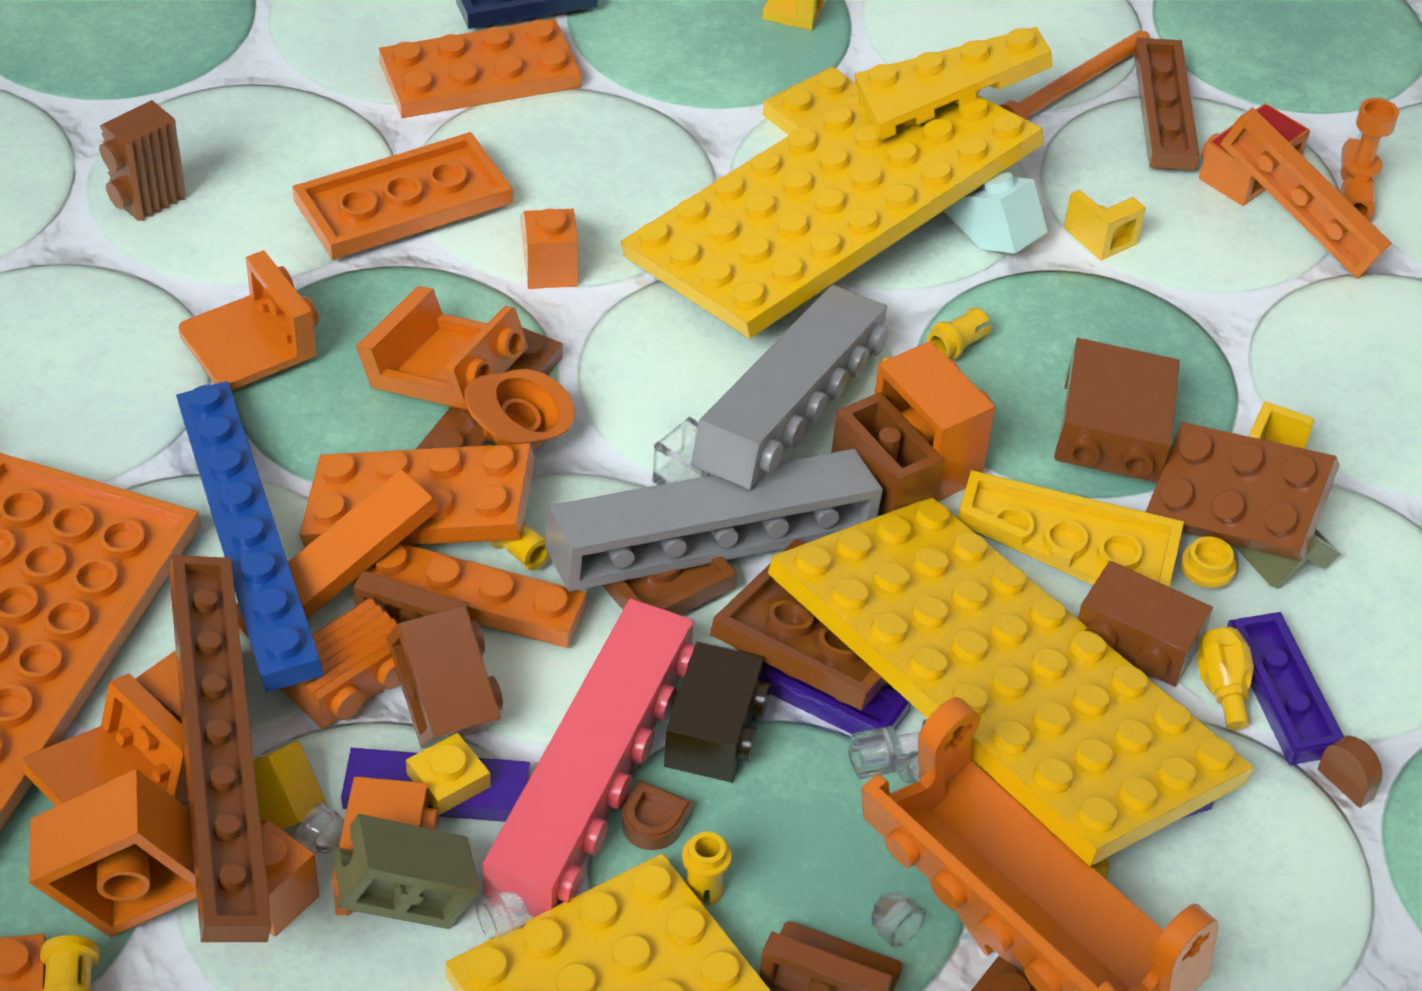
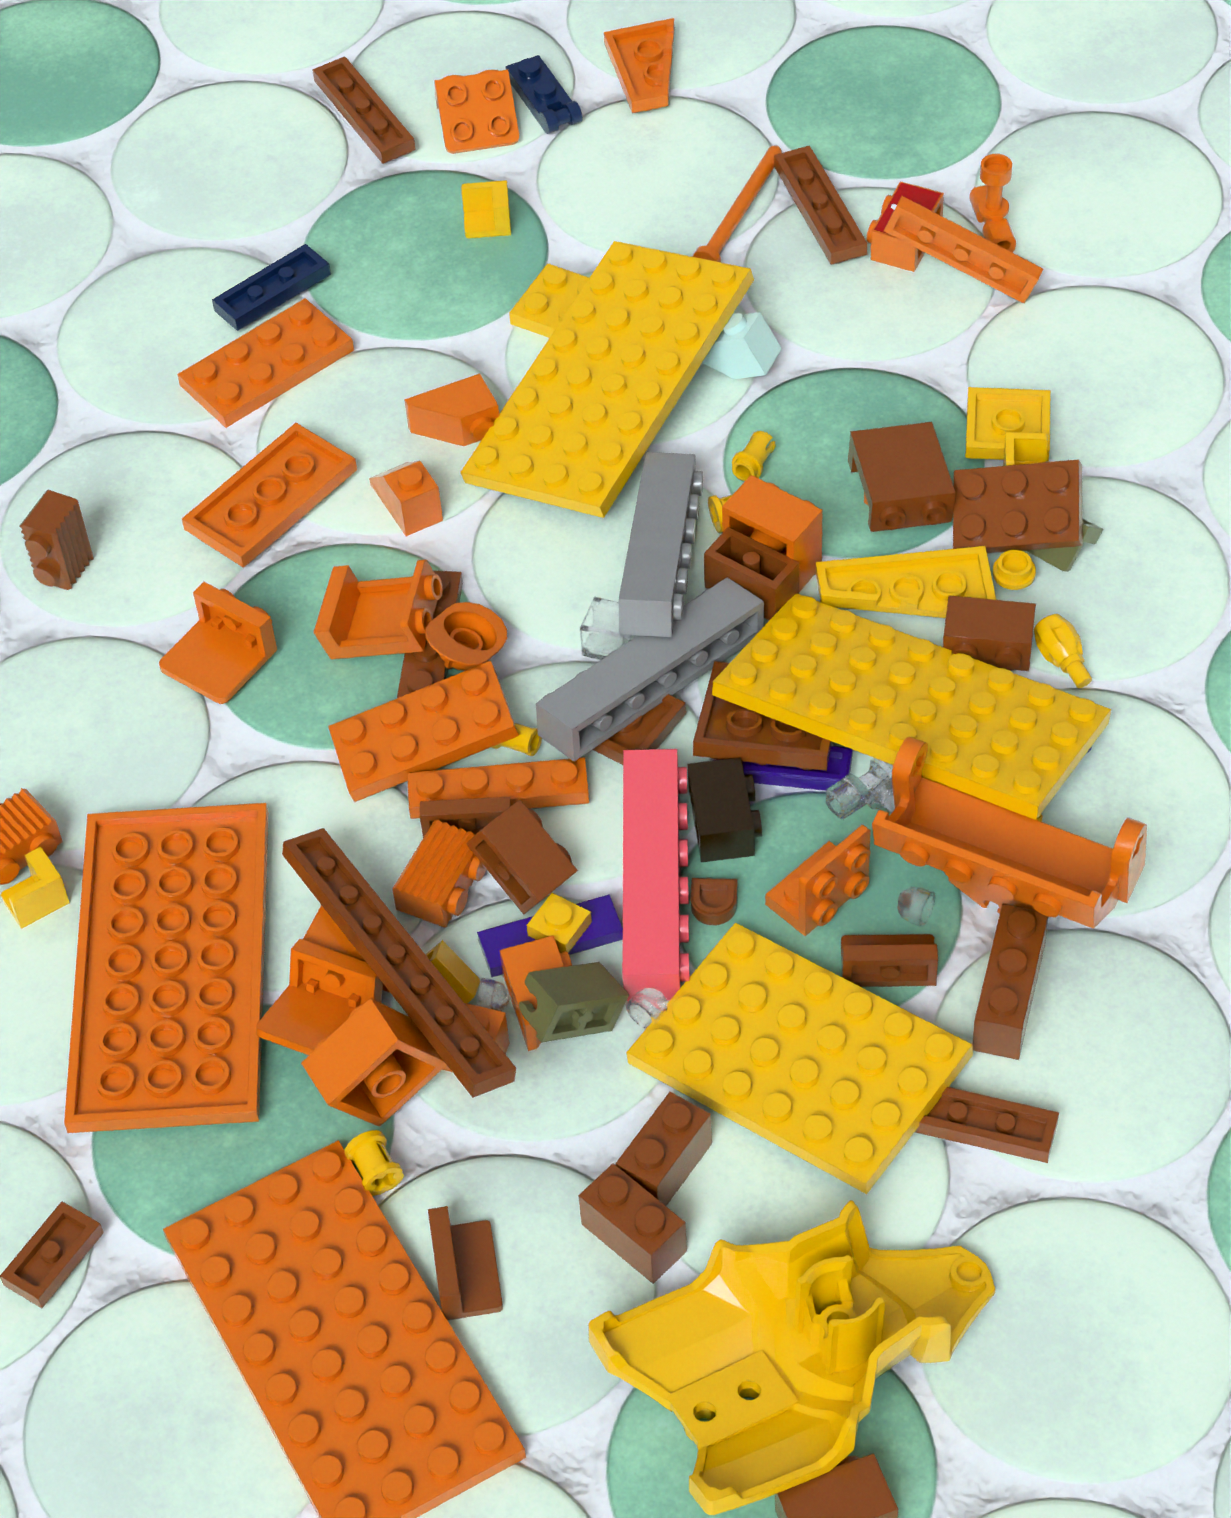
camera: 15 degrees left, 5 degrees up
(250, 538) = (314, 803): blue plate -> none
(357, 541) = (395, 796): orange tile -> none
(645, 176) = (454, 412): none -> orange slope
(706, 861) = (772, 915): yellow pin -> none
(796, 846) = (823, 883): none -> orange bracket
(956, 75) = (645, 258): yellow wing -> none
(1103, 229) = (820, 331): yellow panel -> none
(1278, 379) = (1001, 410): none -> yellow plate
(1287, 689) = (1109, 645): dark purple tile -> none
(1352, 769) = (1176, 685): dark orange tile -> none

